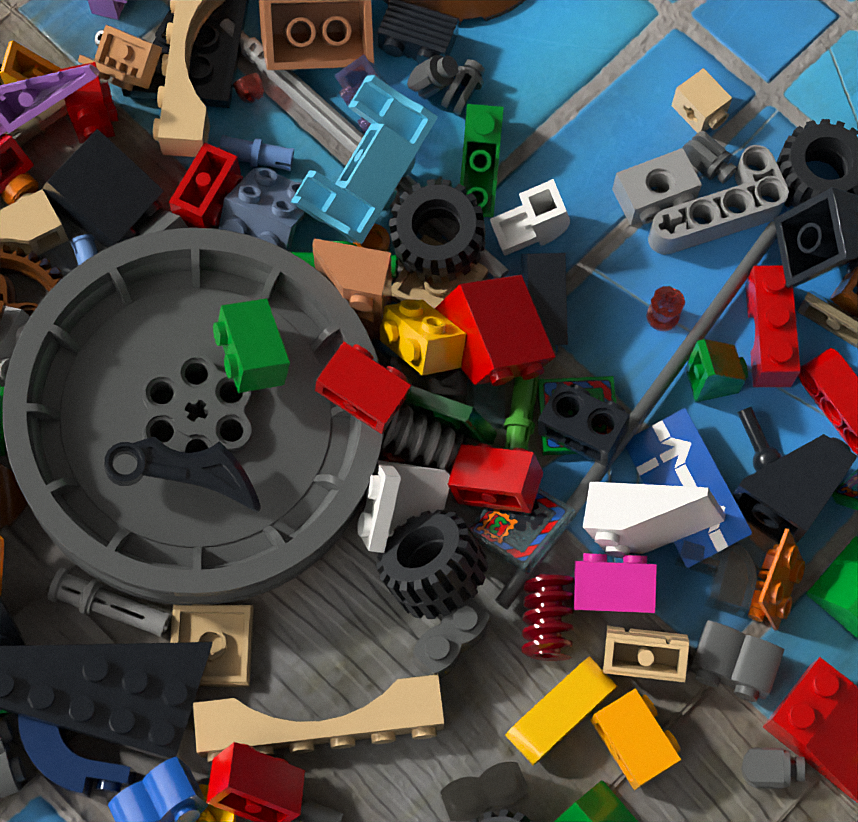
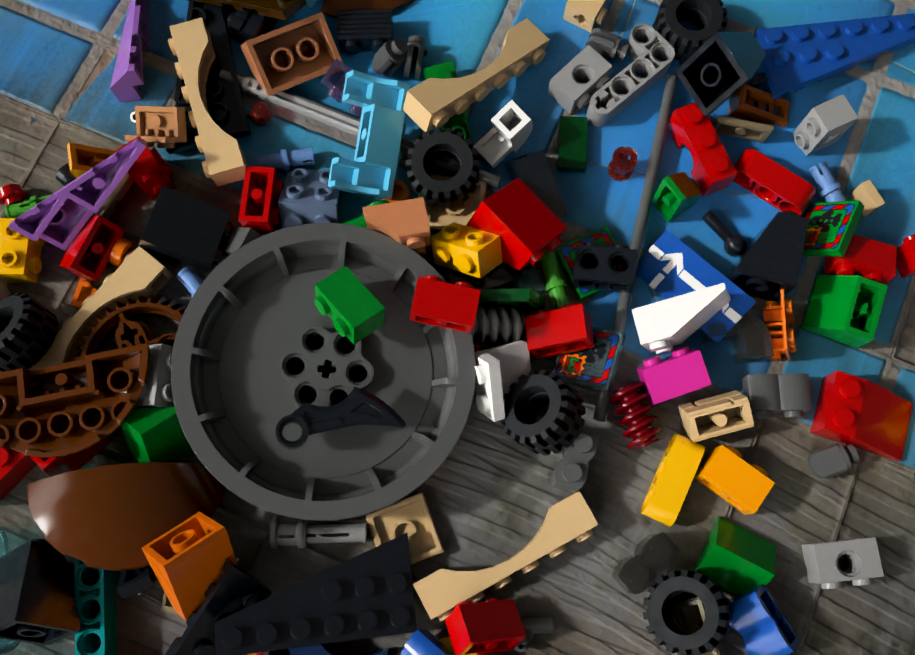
camera: 20 degrees left, 5 degrees up
(463, 147) = (438, 99): none -> tan arch
(615, 262) = (572, 144): none -> dark green tile

